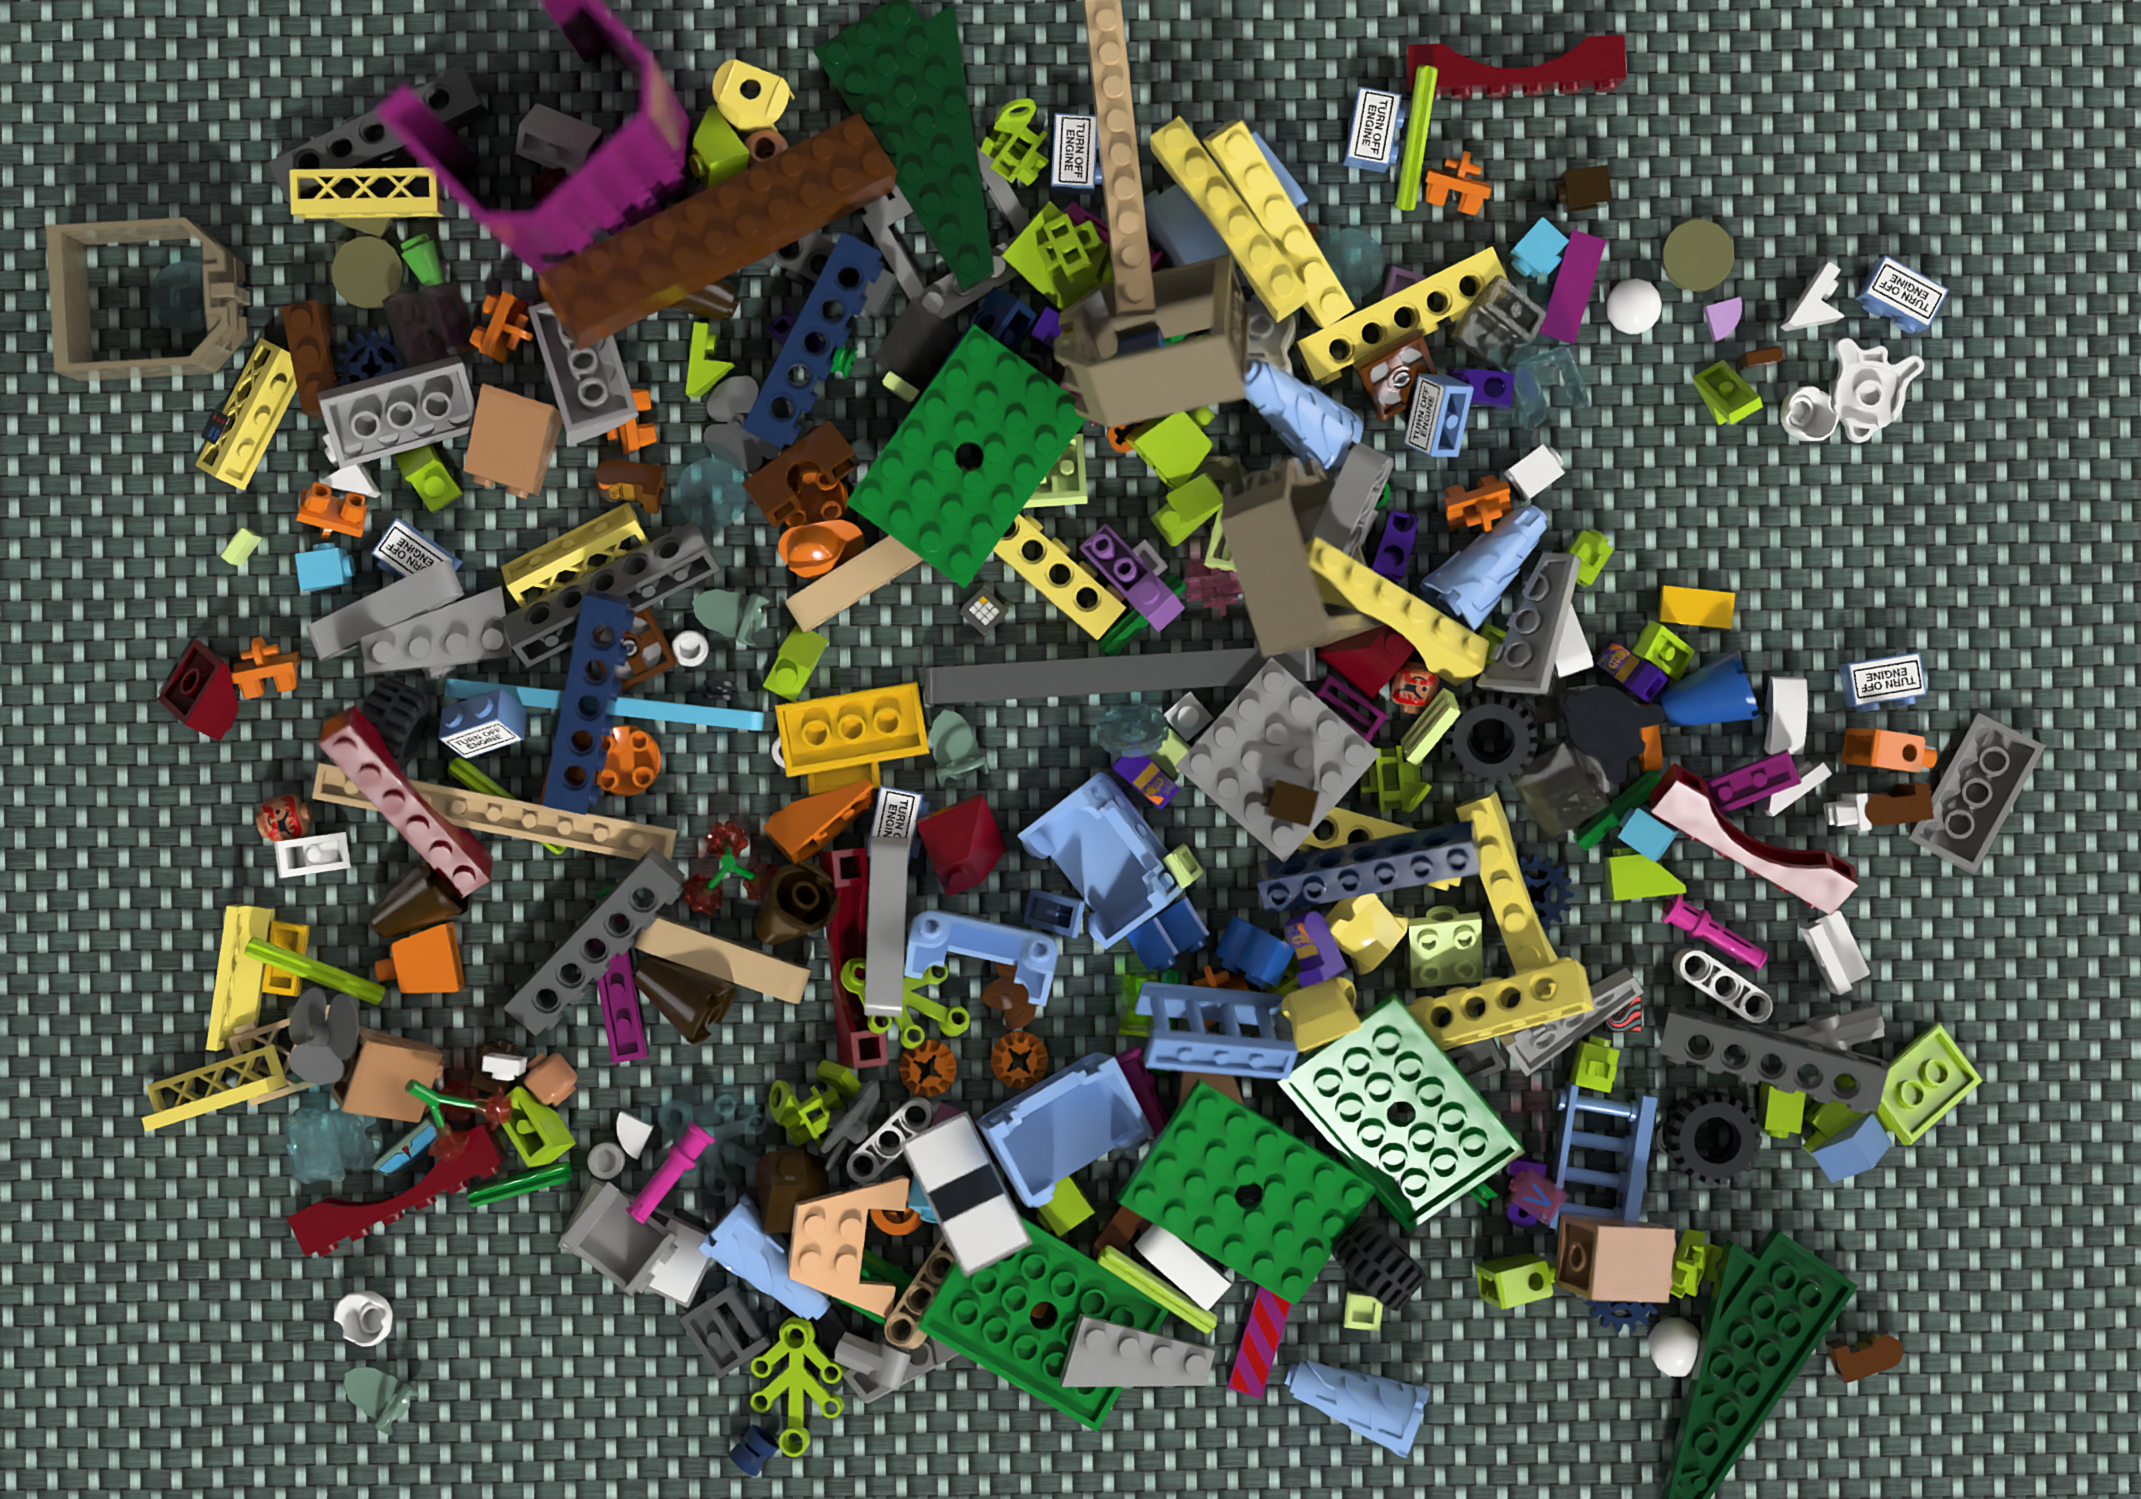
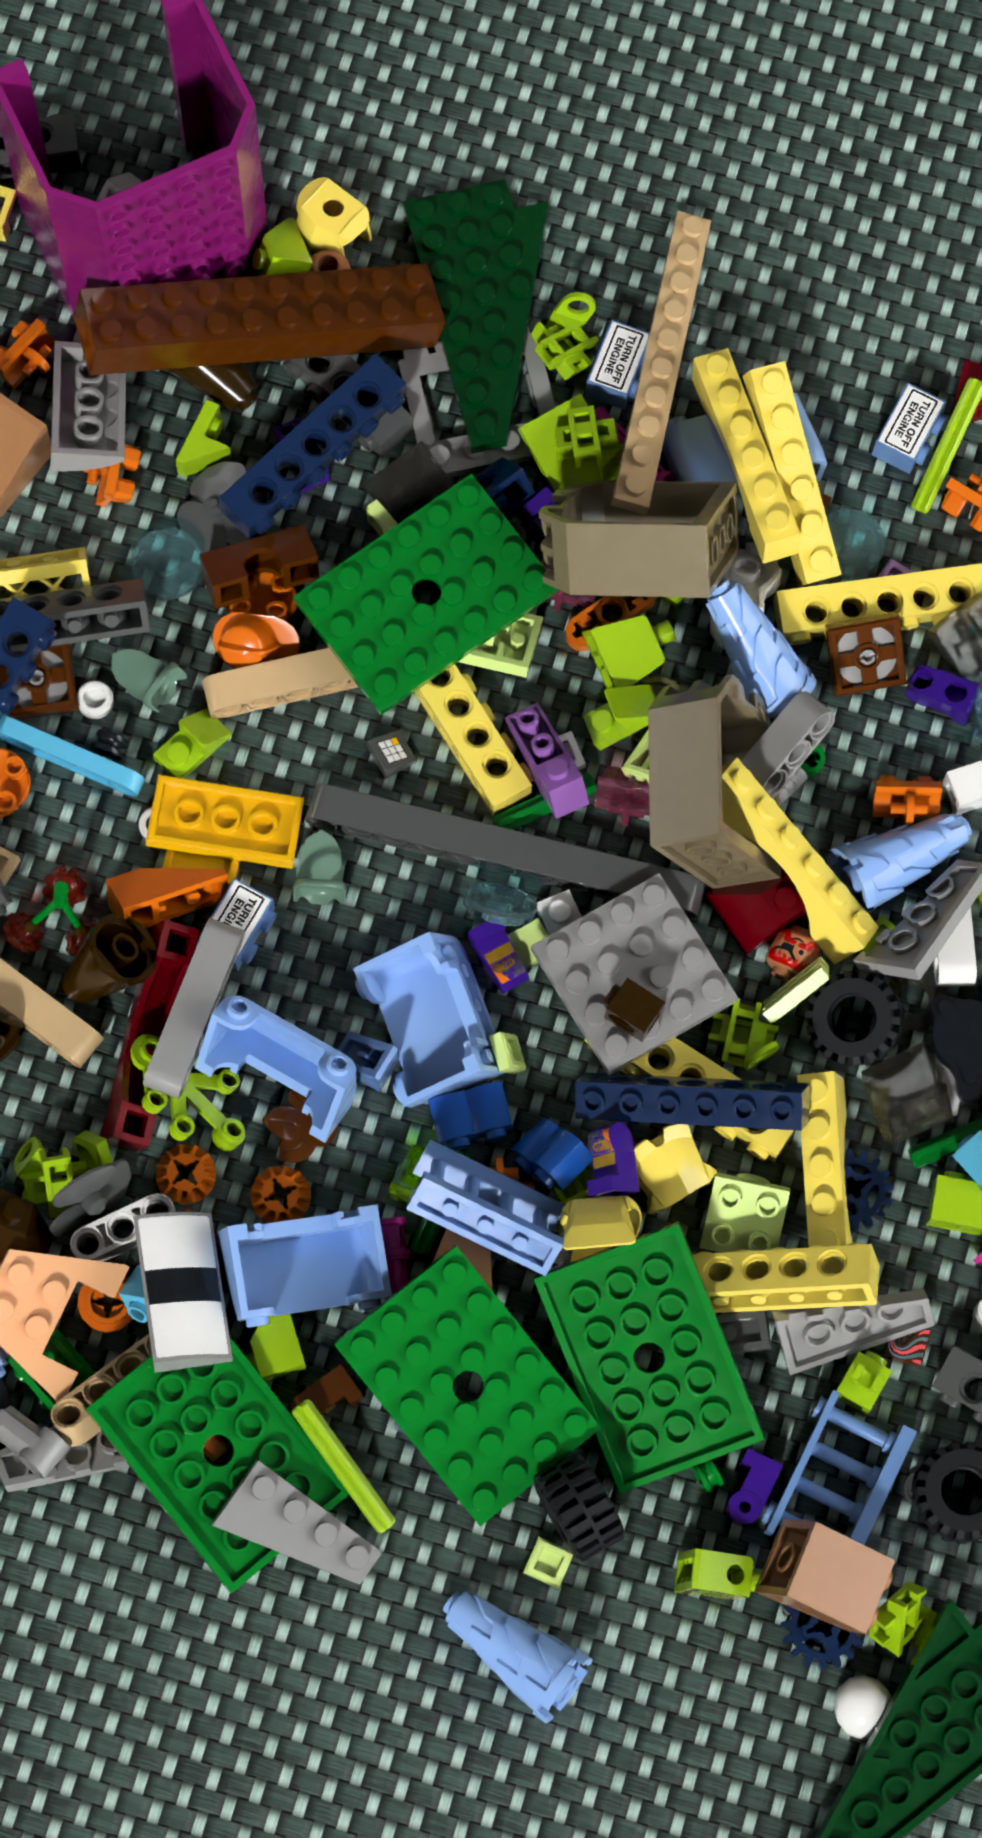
camera: 10 degrees right, 15 degrees down
(631, 482) = (94, 528): reddish brown leg -> none
(844, 360) = (336, 481): green bush -> none
(962, 843) = (296, 958): dark red slope -> none
(1183, 1266) = (378, 1449): white beam -> none
(1259, 1343) = (431, 1559): tile -> none
(1373, 727) = (750, 971): magenta tile -> none
(1395, 545) = (816, 809): dark purple leg -> none
(1438, 415) = (893, 700): brick -> none
(1537, 1194) = (764, 1485): clear pink brick -> none

